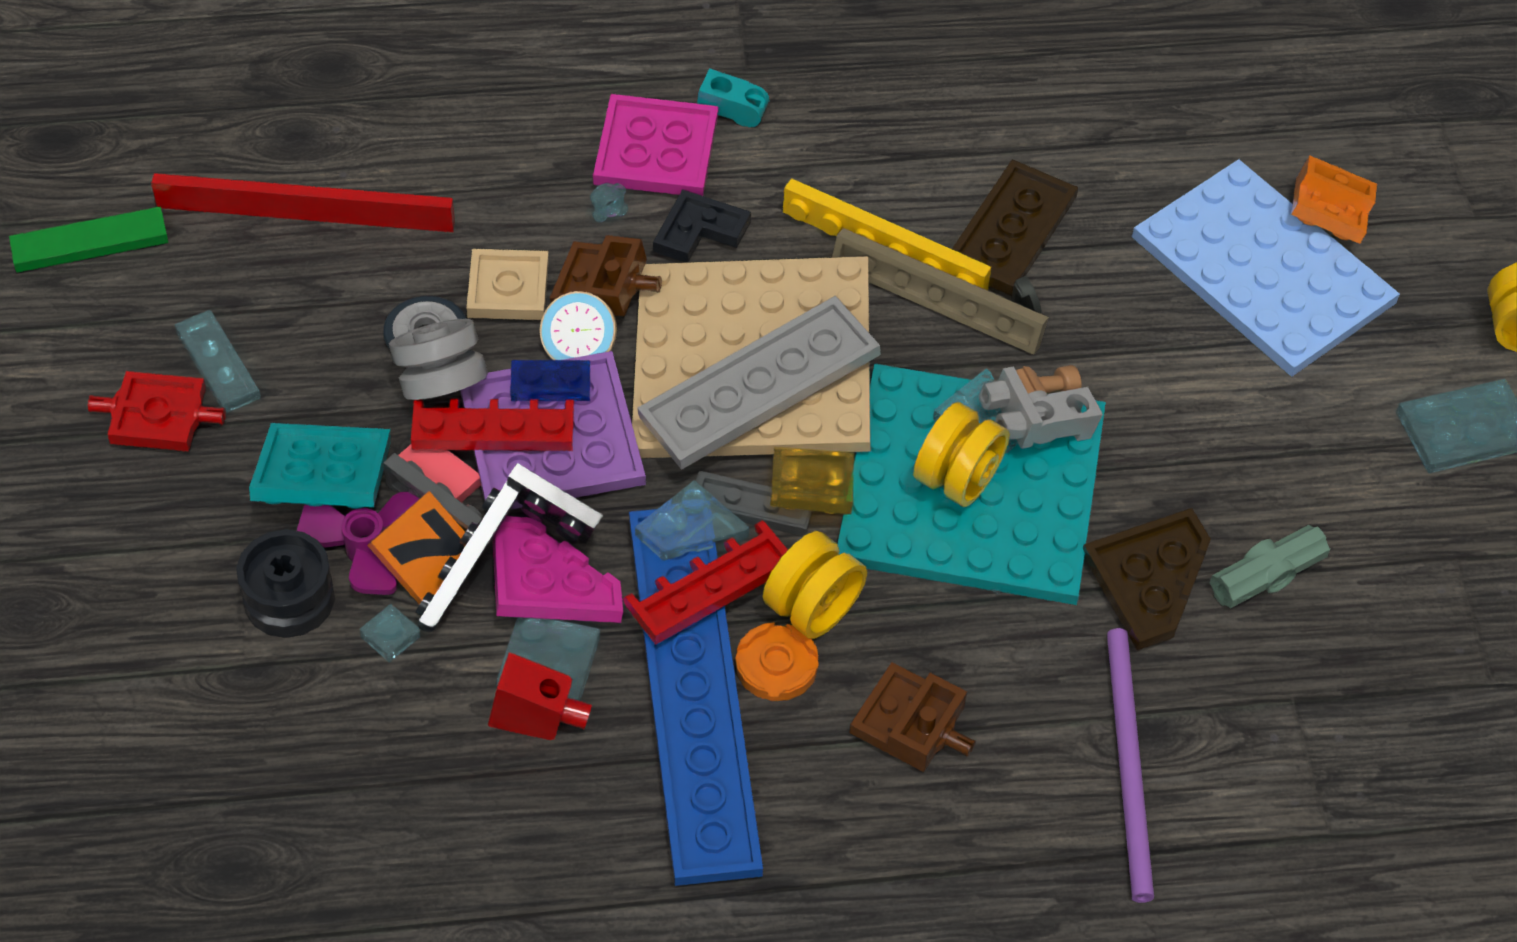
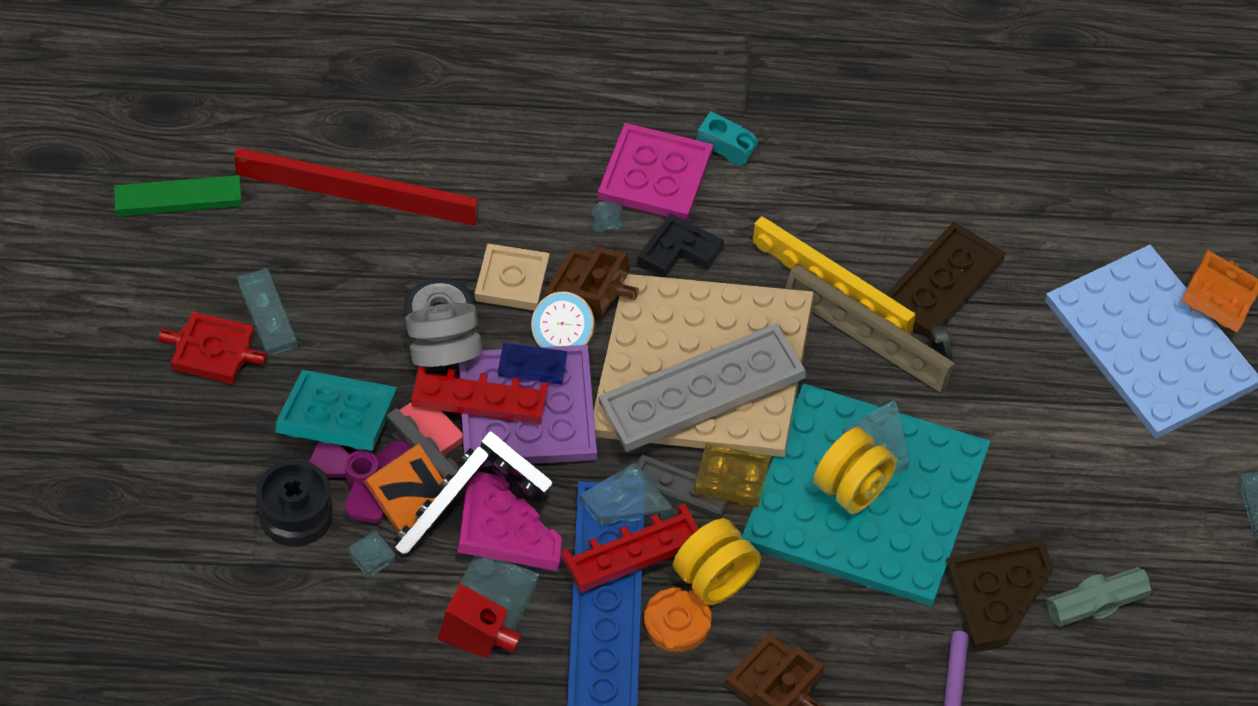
camera: 10 degrees right, 0 degrees up
(1035, 411) = (926, 443): light grey hips -> none

